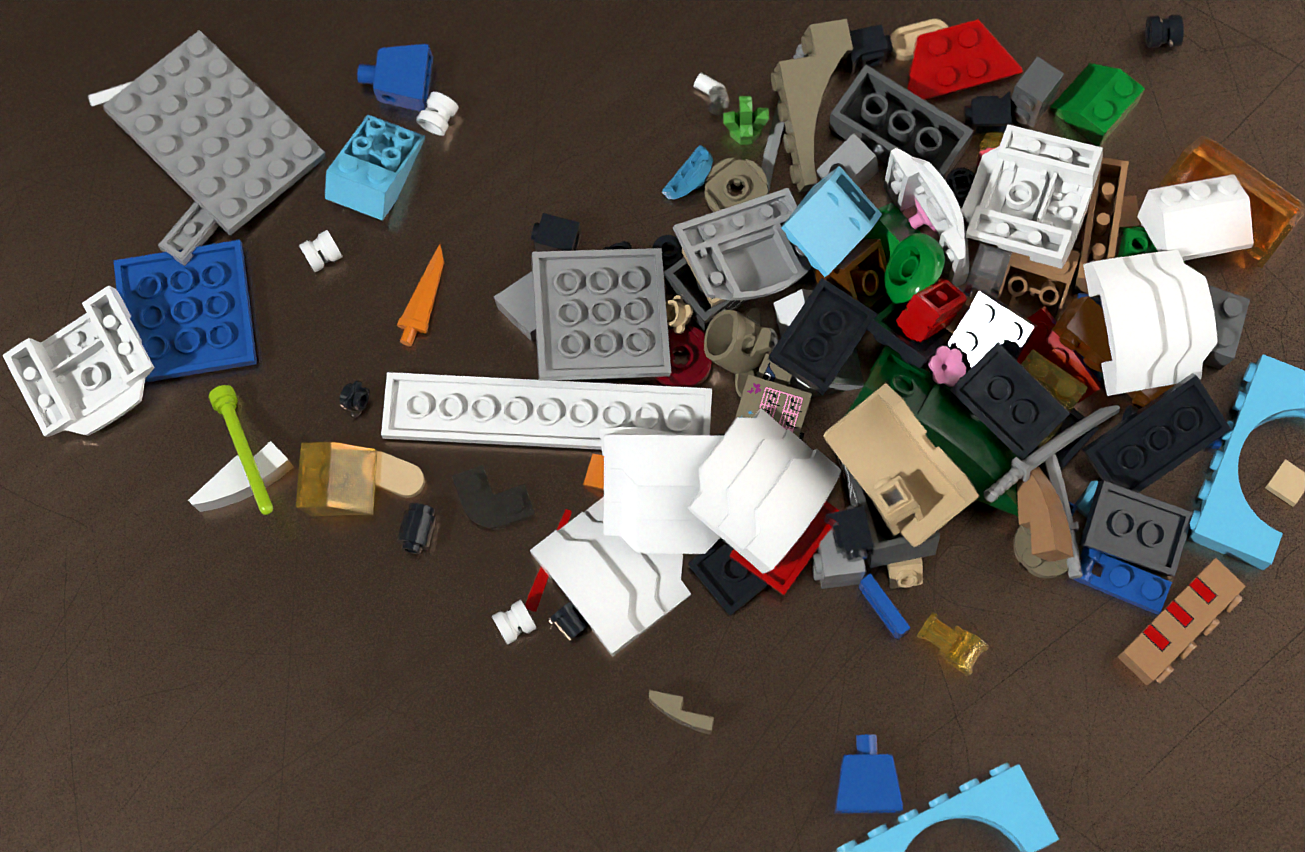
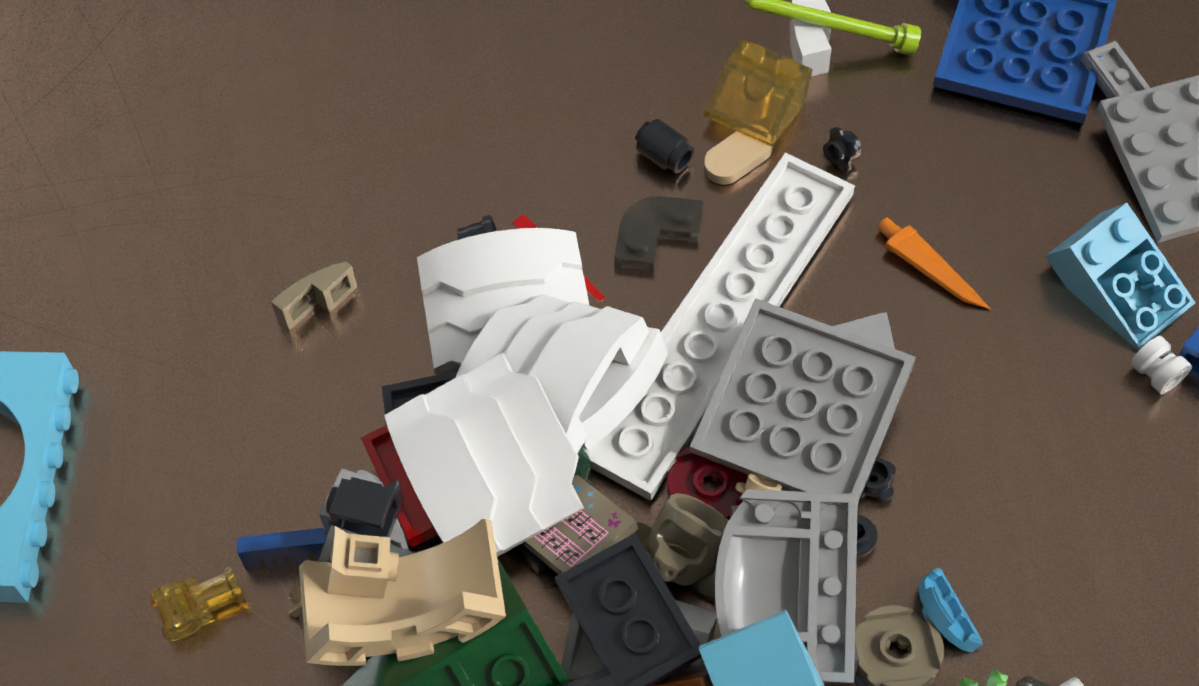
camera: 115 degrees right, 15 degrees down
(328, 250) = (1035, 182): white wheel -> none
(514, 622) = (509, 190): white wheel -> none
(556, 234) = (932, 420): black brick -> none
(868, 781) = (116, 434): blue torso -> none

